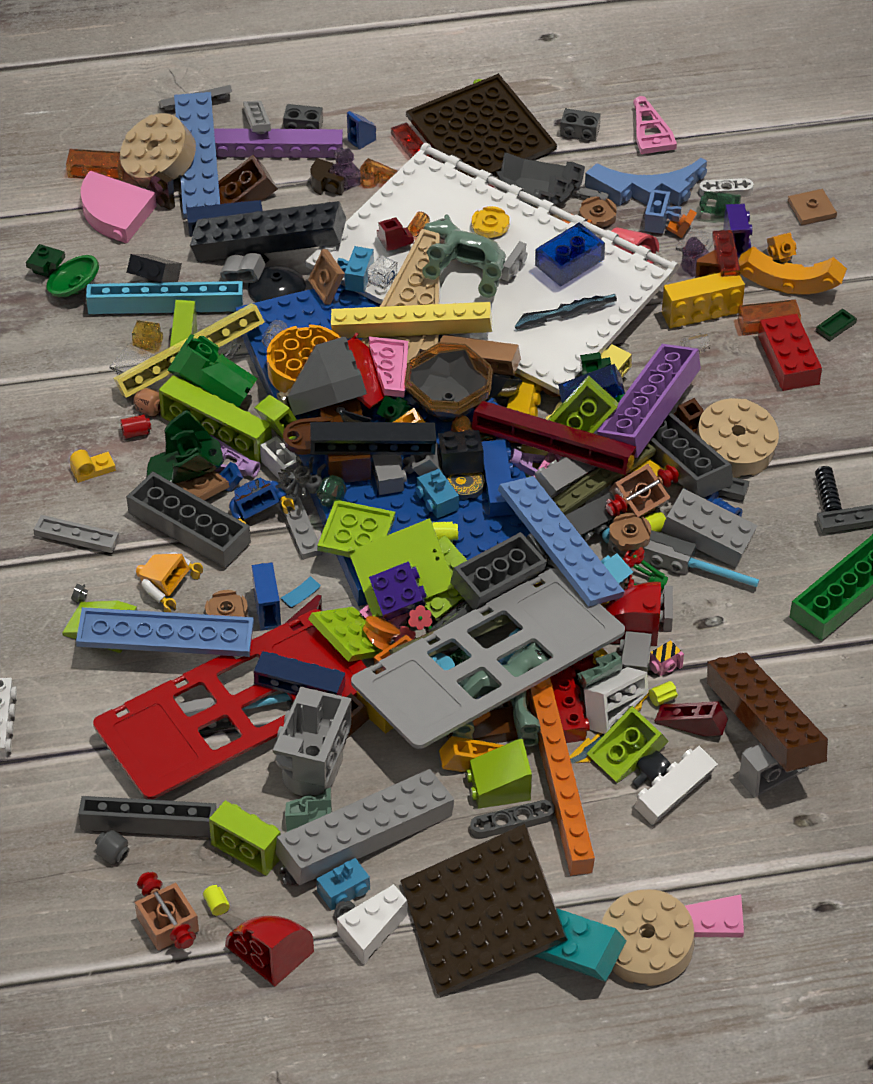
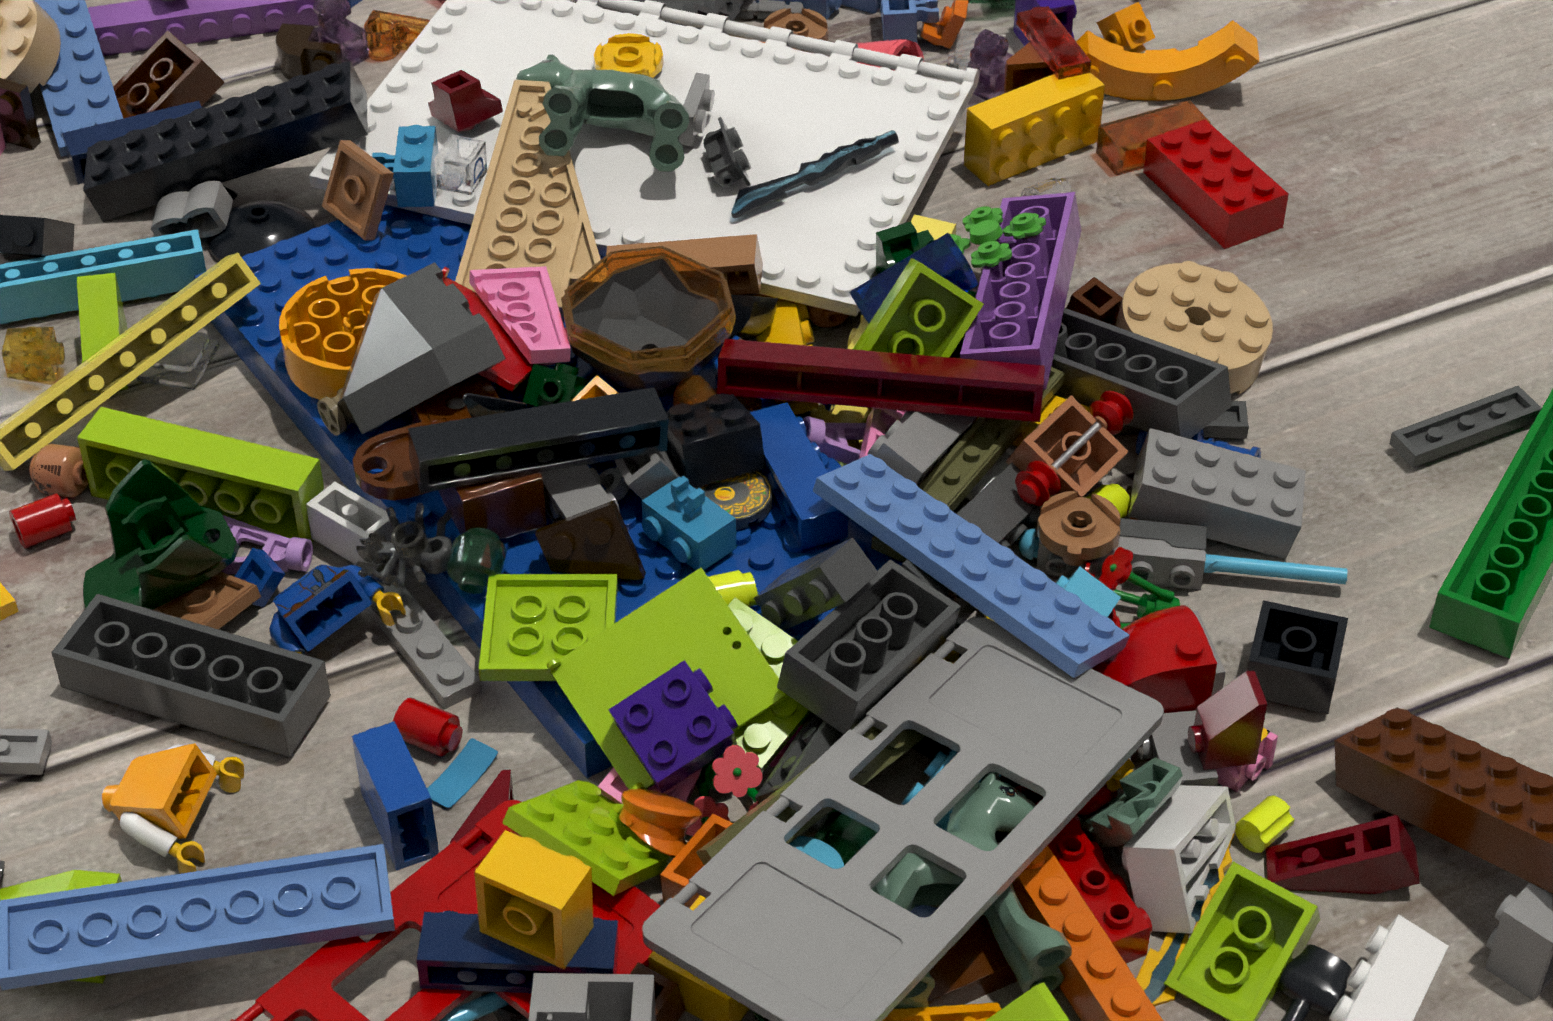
camera: 15 degrees left, 5 degrees down
(204, 368) = (157, 380): green brick -> none
(228, 599) = (313, 818): medium nougat plate -> none
(274, 328) = (280, 292): clear brick -> none
(276, 414) = (329, 437): lime slope -> none
(290, 567) = (428, 727): none -> red brick
(308, 655) = (534, 898): none -> yellow brick
(387, 494) = (591, 544): none -> dark brown wing
(412, 320) = (548, 226): light yellow brick -> none
(418, 223) = (502, 78): clear orange piece -> none
(482, 537) = (816, 585): none -> dark grey brick
(522, 292) = (725, 157): none -> dark grey hinge
(569, 254) = (791, 80): clear blue brick -> none
(641, 363) = (985, 230): none -> bright green plant
(656, 644) = (1230, 724): none -> slope
(711, 618) = (1297, 655): none -> black brick
(828, 489) = (1388, 389): black piece -> none
(836, 324) = (1266, 132): dark green tile -> none

